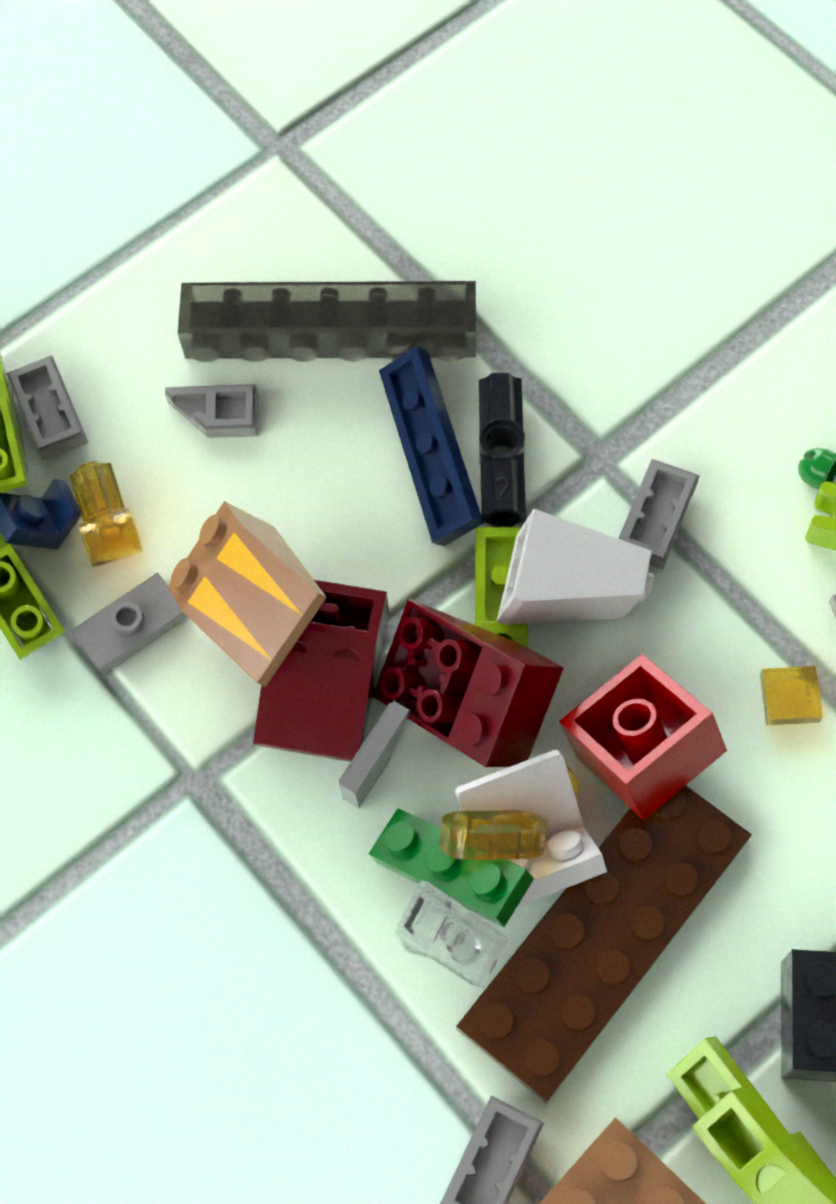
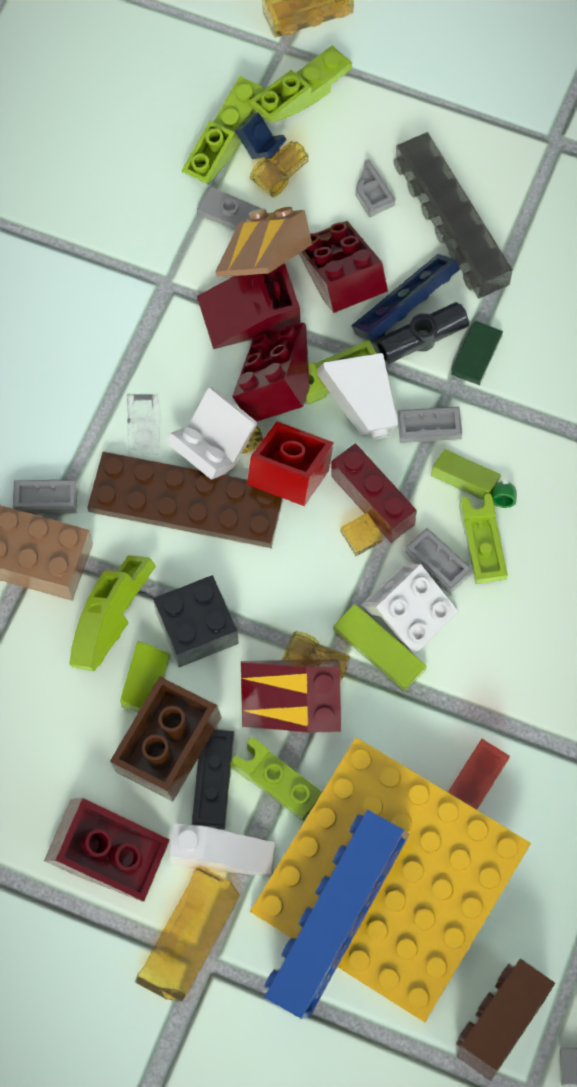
camera: 60 degrees right, 0 degrees up
(47, 407) = (325, 111): light grey plate -> none
(332, 502) = (343, 267): none -> dark red slope
(373, 755) = (216, 351): light grey tile -> none
(482, 886) = (176, 408): green plate -> none
(492, 835) = (198, 414): clear yellow beam -> none
(568, 397) = (477, 353): none -> dark green tile
(742, 640) = (373, 492): none -> dark red brick
(761, 504) = (464, 474): none -> lime slope

